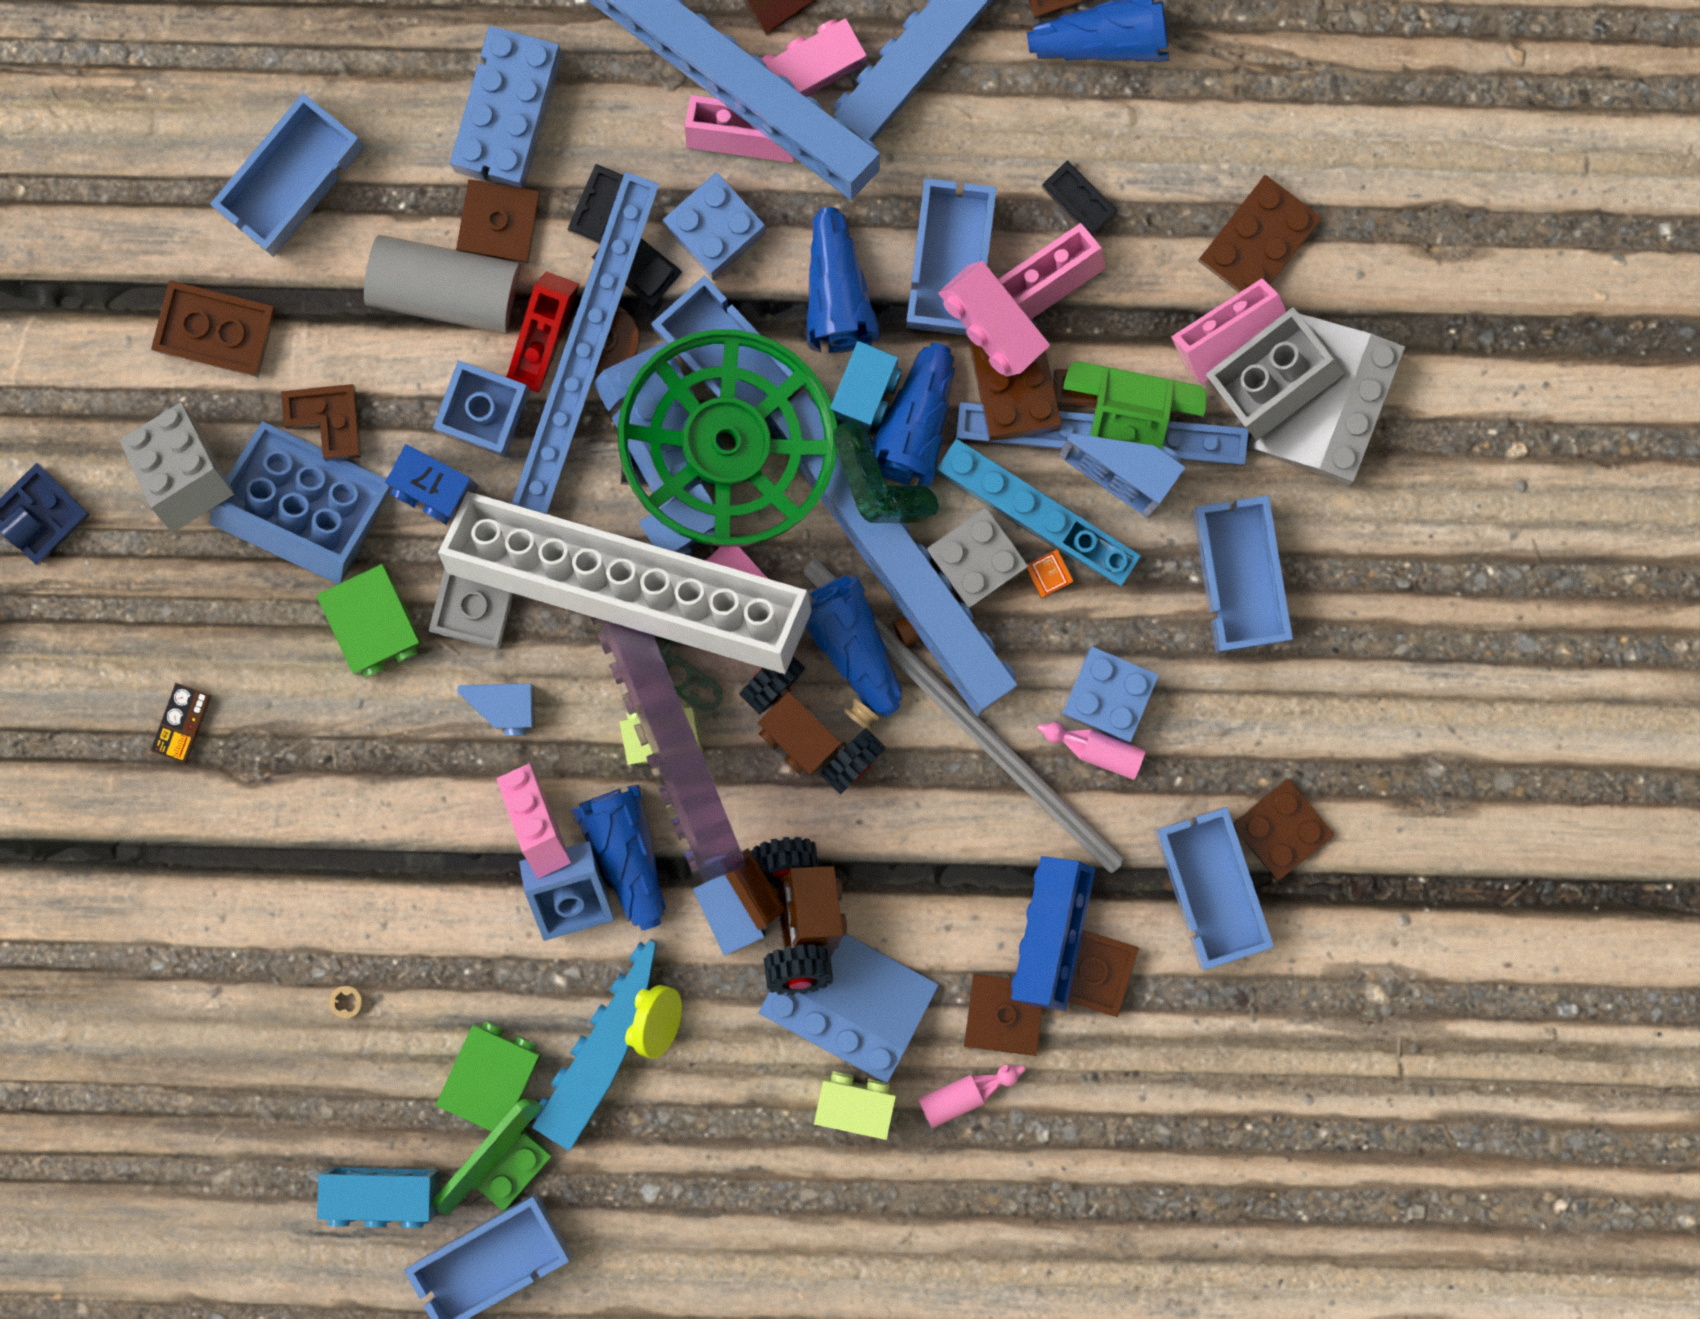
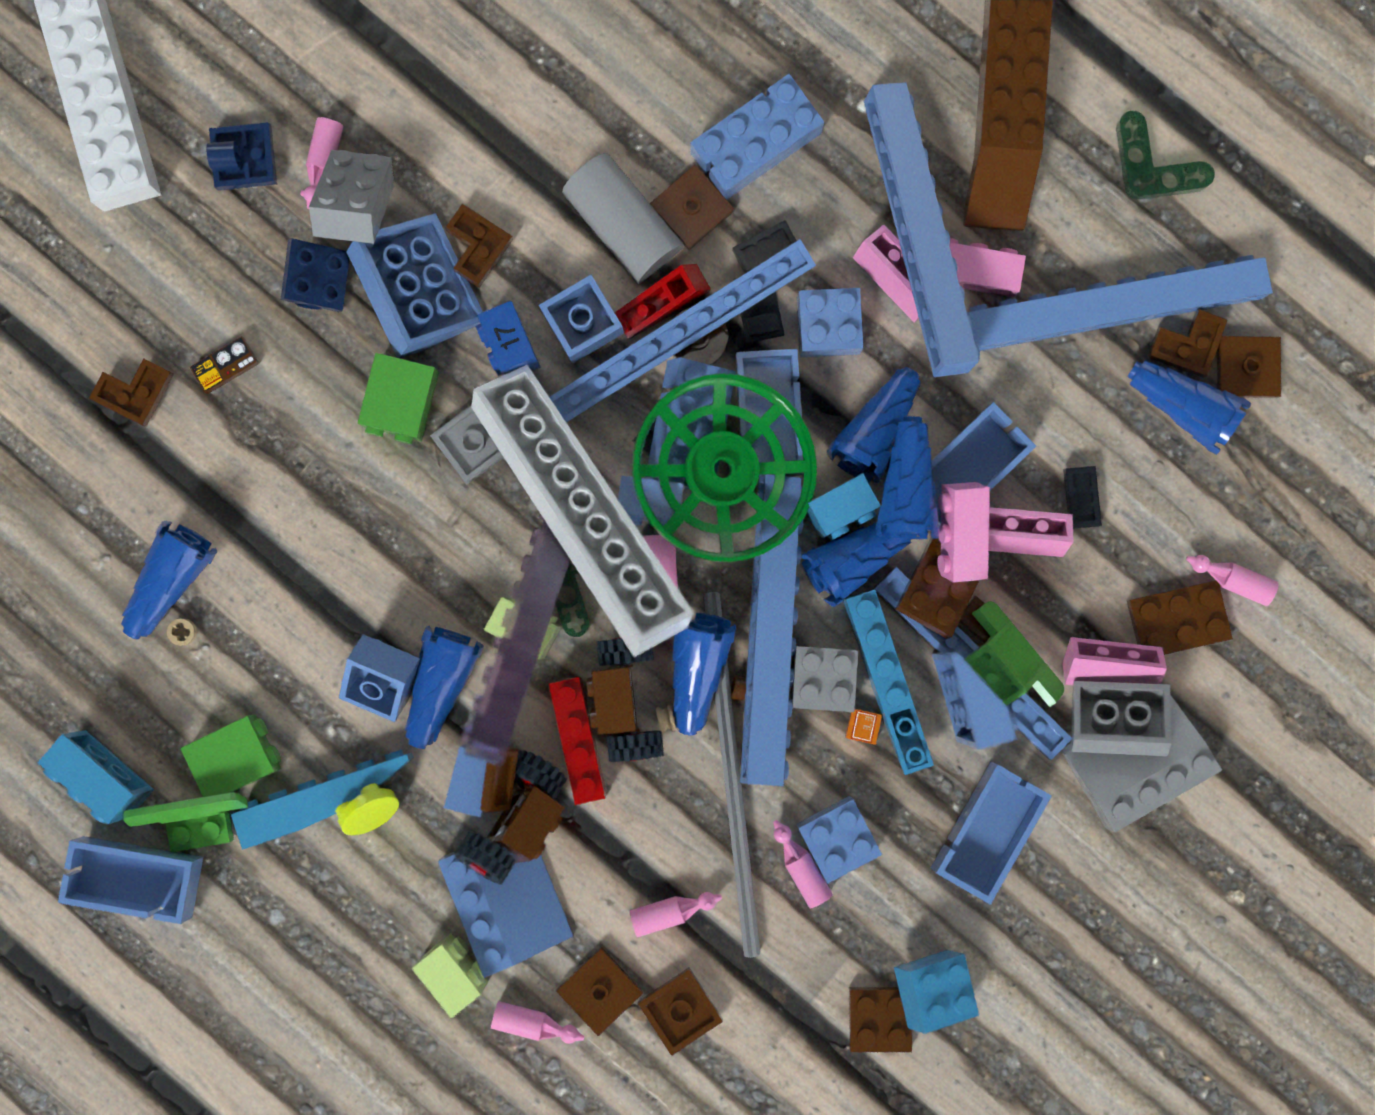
camera: 35 degrees right, 0 degrees up
(104, 441) = (324, 139): none -> bright pink wheel
(127, 818) = (134, 400): none -> reddish brown plate
(199, 570) = (315, 276): none -> dark blue plate
(213, 328) = (452, 128): reddish brown plate -> none
(287, 174) = (580, 66): medium blue piece -> none
(289, 952) = (168, 571): none -> blue cone
(503, 705) = (438, 523): medium blue slope -> none
(533, 821) = (393, 616): bright pink brick -> none
(795, 799) = (578, 740): none -> red brick
(870, 490) = (802, 543): clear green beam -> none
(910, 319) = (909, 489): none -> blue cone
(1010, 888) = (669, 912): none -> bright pink wheel
(1053, 933) = (673, 967): blue brick -> none
(1214, 888) = (803, 1025): medium blue piece -> none
(1281, 159) = (1237, 579): none -> bright pink wheel
(1309, 759) = (936, 991): none -> dark azure brick

